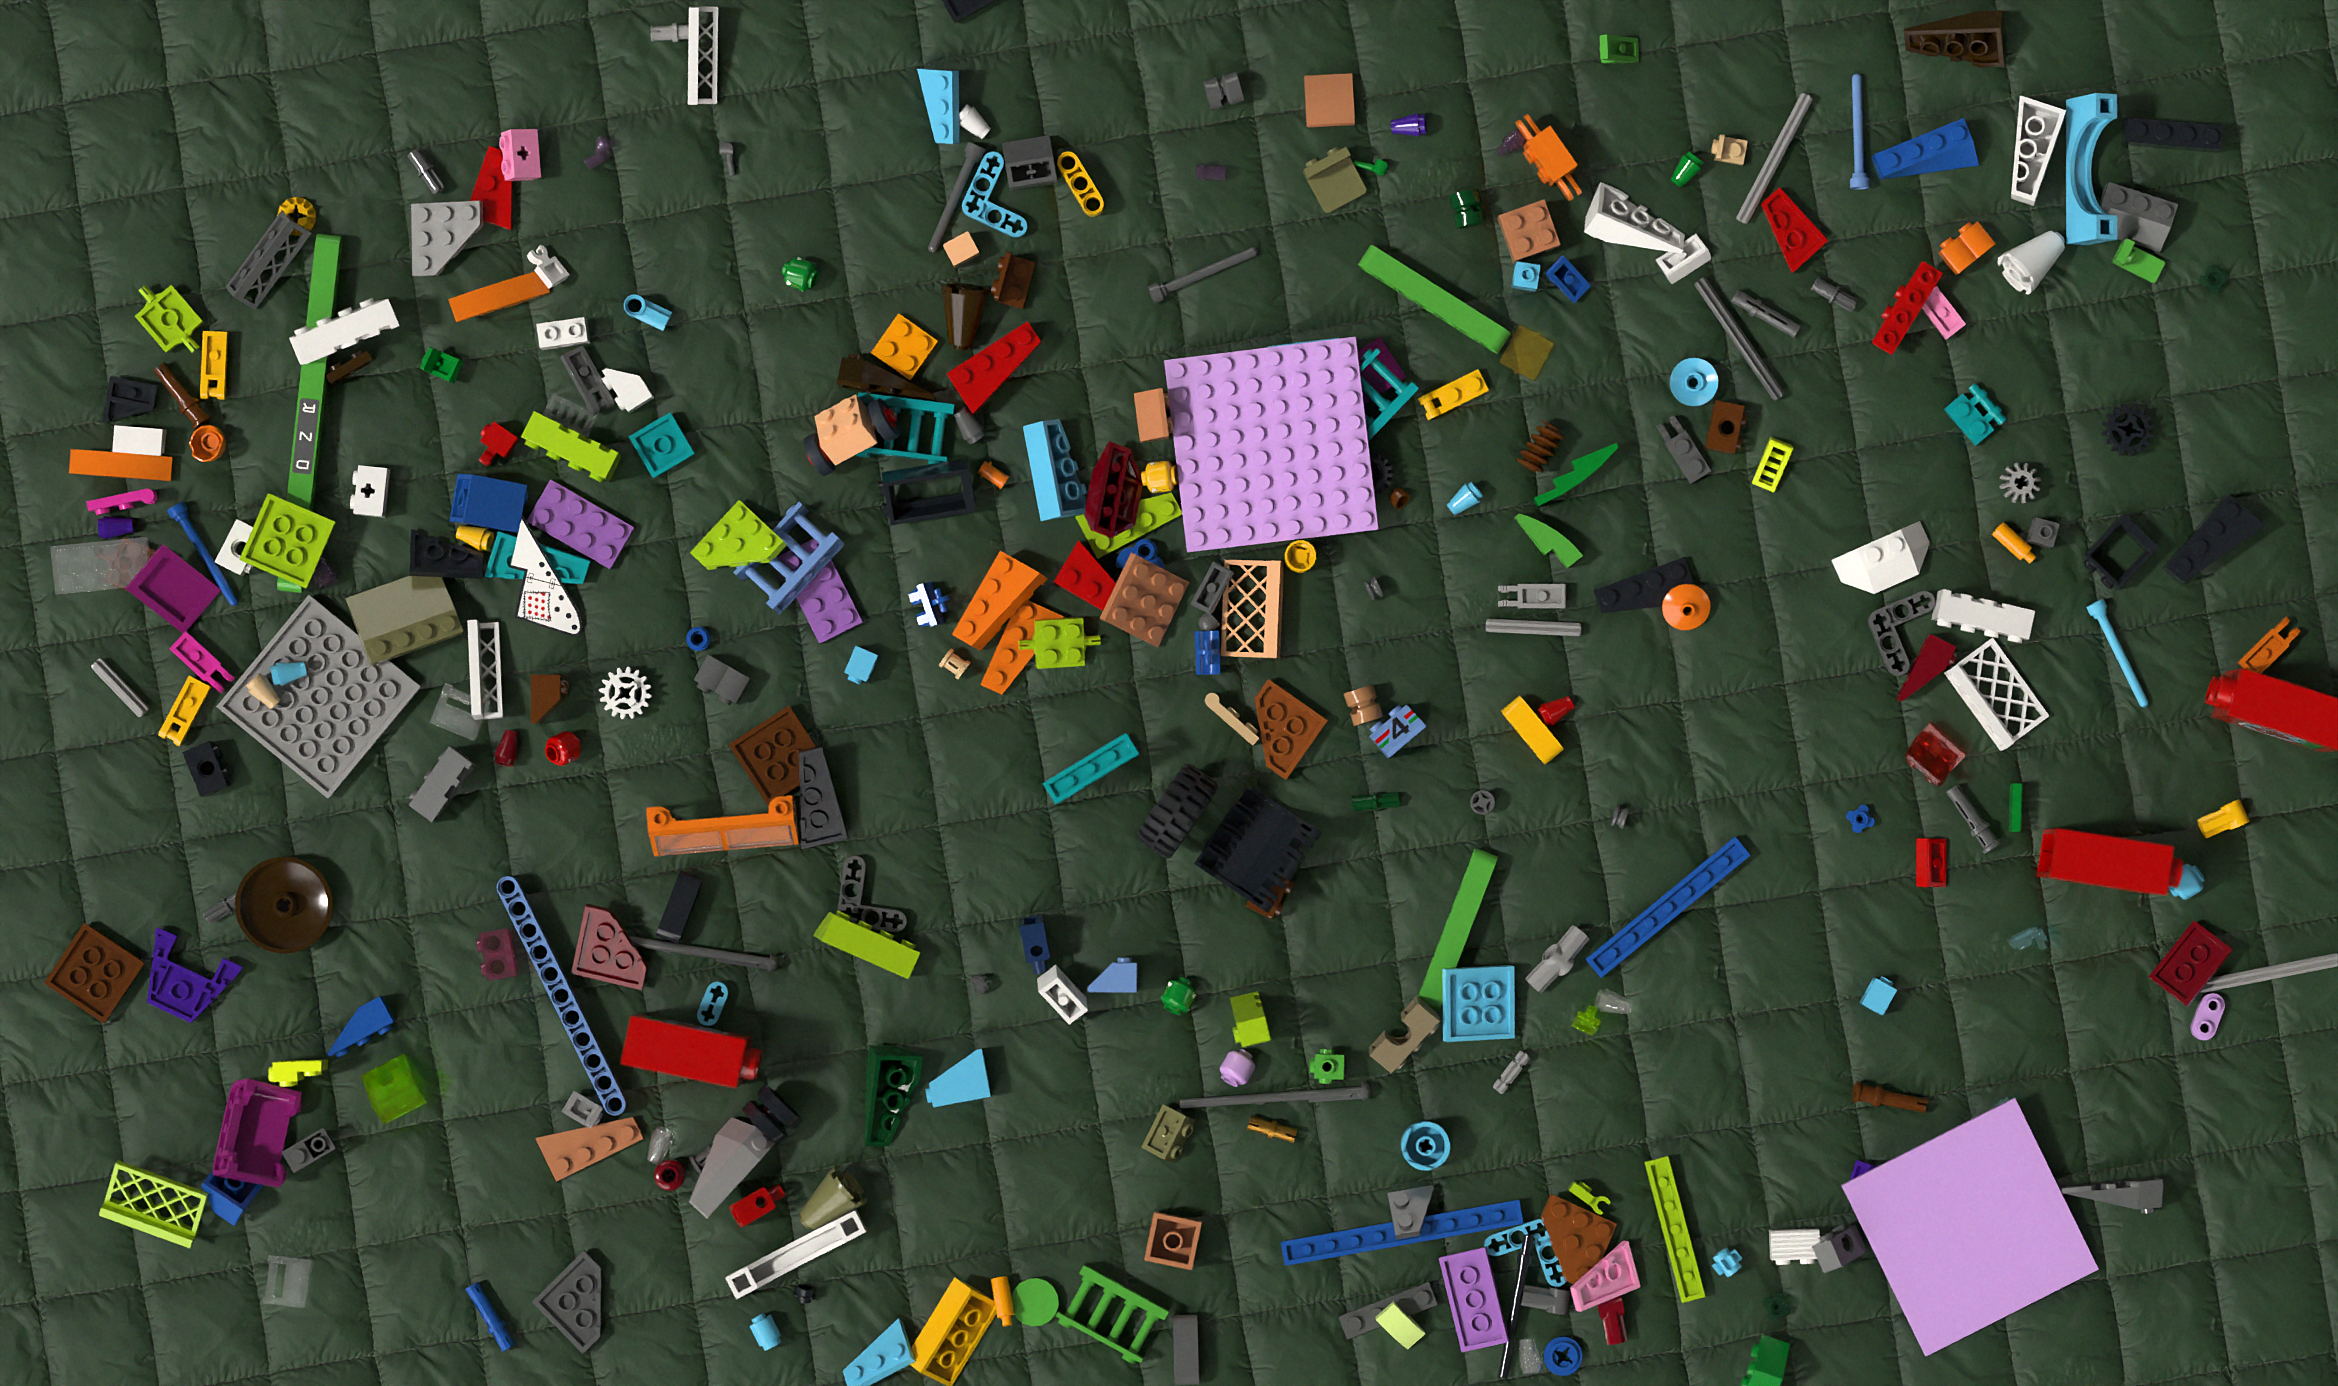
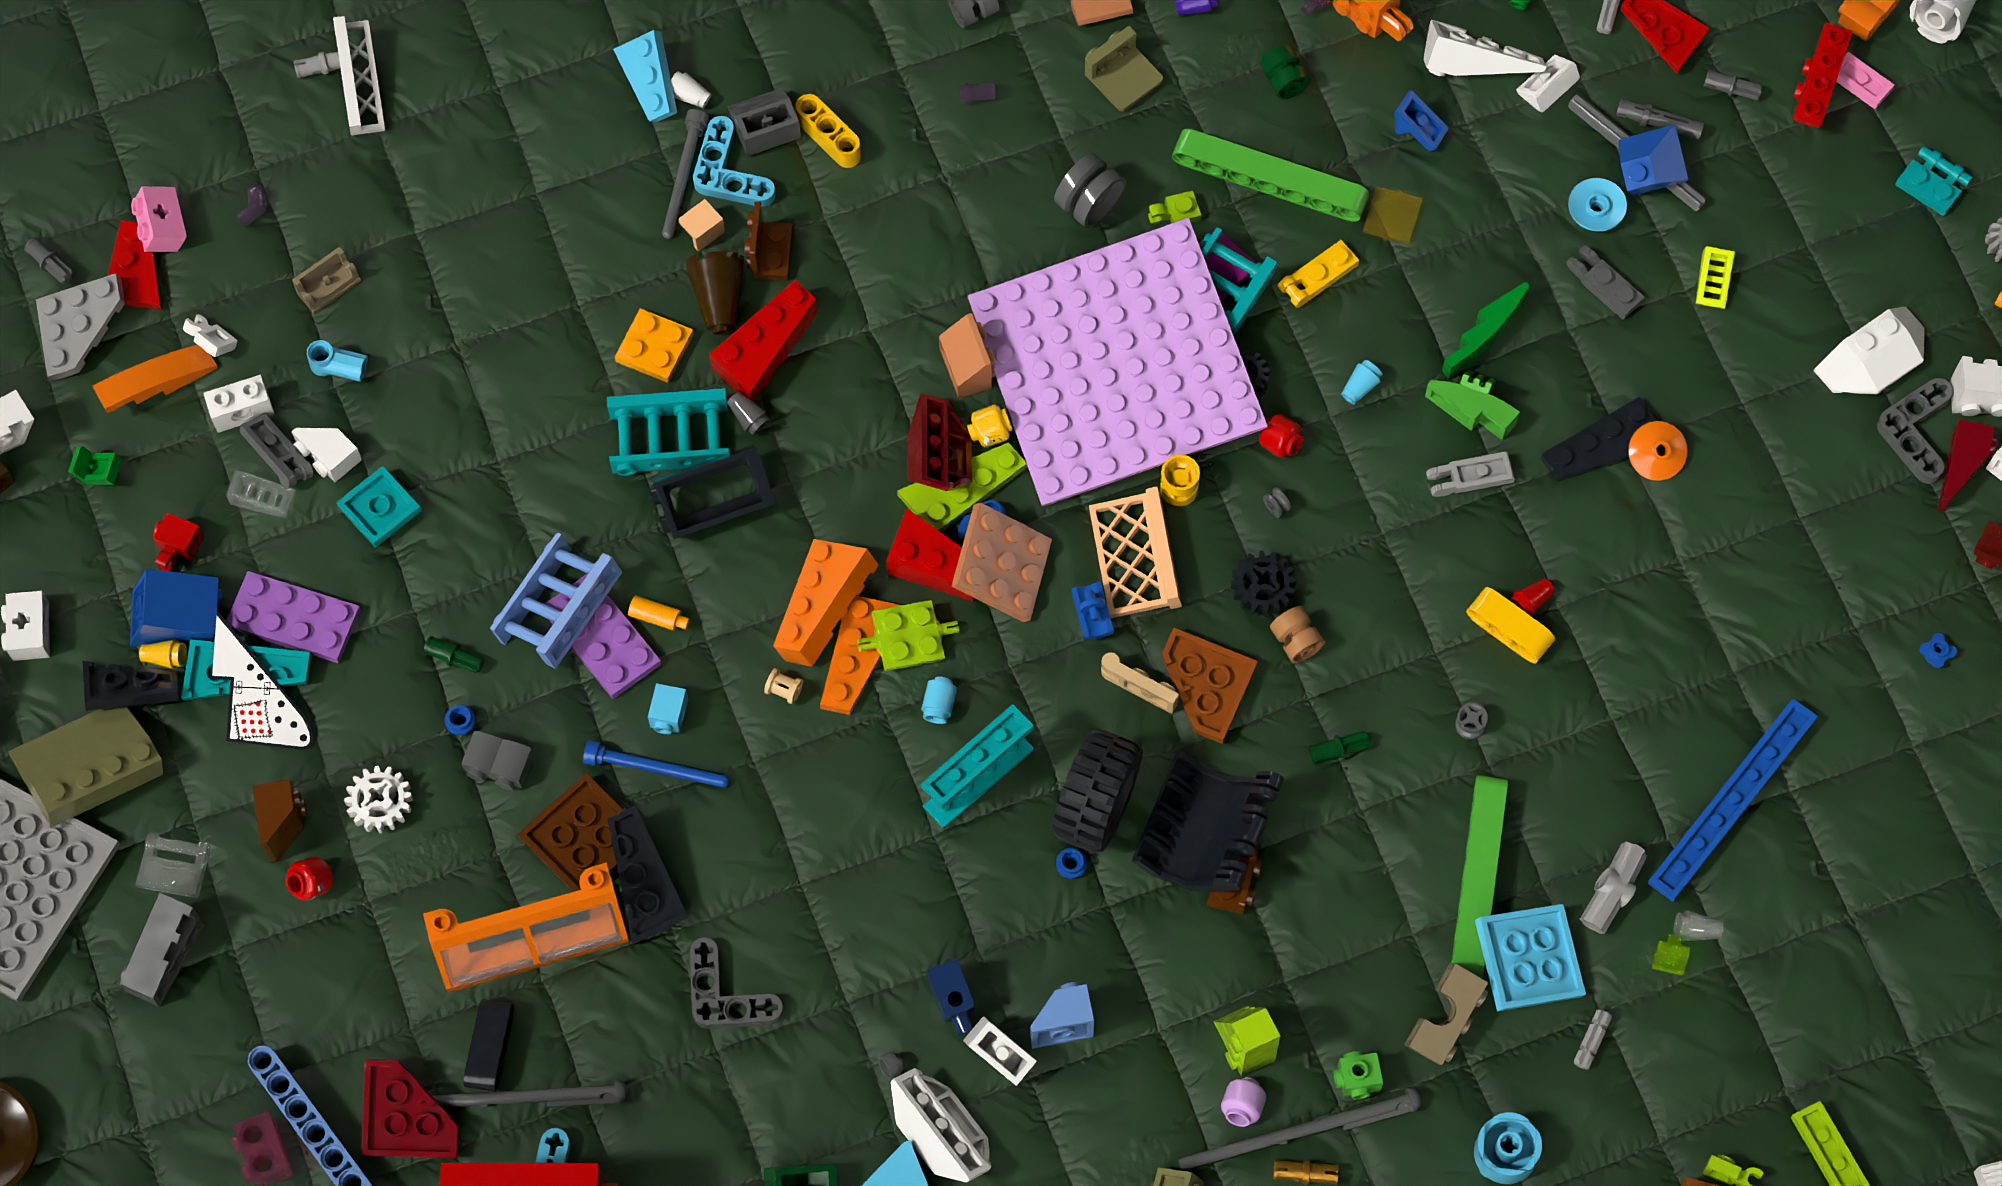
camera: 10 degrees left, 20 degrees down
(476, 665) = (184, 802): white fence -> none
(507, 749) = (239, 898): dark red cone -> none
(571, 446) = (269, 527): lime wedge -> none
(649, 237) = (326, 280): none -> dark tan hinge
(701, 583) = (453, 655): none -> dark green axle
(727, 148) = (403, 173): dark grey hand -> none
(738, 541) = (488, 591): lime plate -> none
(800, 274) = (515, 286): green head -> none
(800, 689) = (597, 754): none -> blue piece
(848, 431) = (600, 436): light nougat brick -> none
(867, 377) = (609, 378): dark brown wedge -> none
(867, 582) = (657, 614): none -> light orange cylinder
(867, 944) = (737, 1039): lime wedge -> none
(933, 604) = (732, 613): blue hips -> none
(993, 474) = (781, 461): orange pin -> none
(1007, 1043) = (939, 1127): none -> white wedge
(1054, 471) = (860, 443): medium azure wedge -> none
(1073, 700) = (939, 700): none -> medium azure brick
(1144, 860) = (1071, 854): none -> blue plate
(1159, 291) = (946, 227): dark grey piece -> none
(1178, 996) = (1148, 1027): green head -> none
(1208, 622) = (1085, 576): dark grey hinge -> none
(1212, 588) = (1081, 537): dark grey slope -> none
(1280, 286) = (1090, 190): none -> dark grey wheel
(1354, 313) = (1175, 209): none -> lime plate
(1356, 668) = (1263, 596): none -> black gear
(1378, 168) = (1171, 54): green hand -> none
(1390, 534) = (1282, 436): none -> red head
(1397, 730) = (1347, 655): medium blue slope -> none
(1399, 498) = (1282, 397): reddish brown hinge -> none
(1525, 276) = (1371, 129): medium azure brick -> none
(1528, 231) = (1362, 82): nougat brick -> none
(1533, 627) = (1480, 510): light grey axle -> none
(1541, 447) = (1436, 307): reddish brown piece -> none
(1559, 517) = (1477, 383): none -> bright green tile
(1619, 816) = (1644, 704): dark grey bush -> none
(1716, 439) = (1646, 262): reddish brown brick -> none
(1746, 354) = (1652, 160): none -> blue slope

